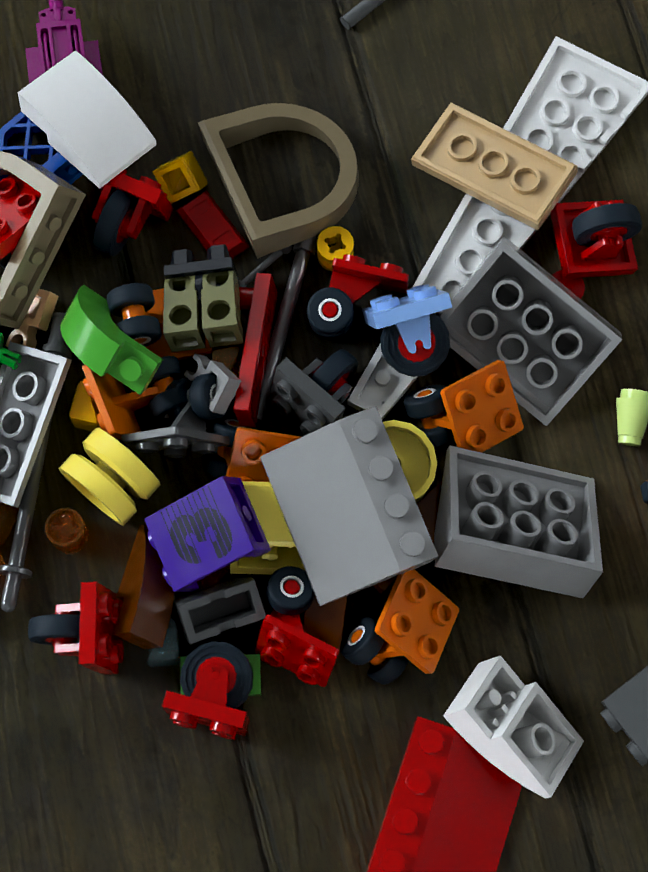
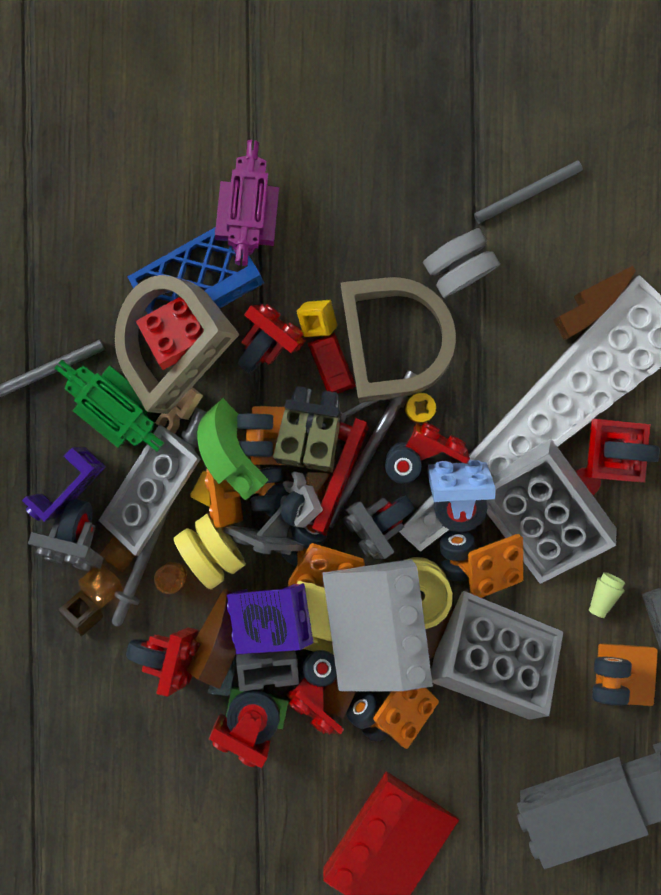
camera: 10 degrees right, 15 degrees up
(86, 119) = (253, 272): white slope -> none
(338, 66) = (459, 259): none -> light grey wheel
(494, 166) = (560, 374): tan tile -> none
(510, 78) = (593, 303): none -> reddish brown slope
(514, 726) = (454, 802): white slope -> none

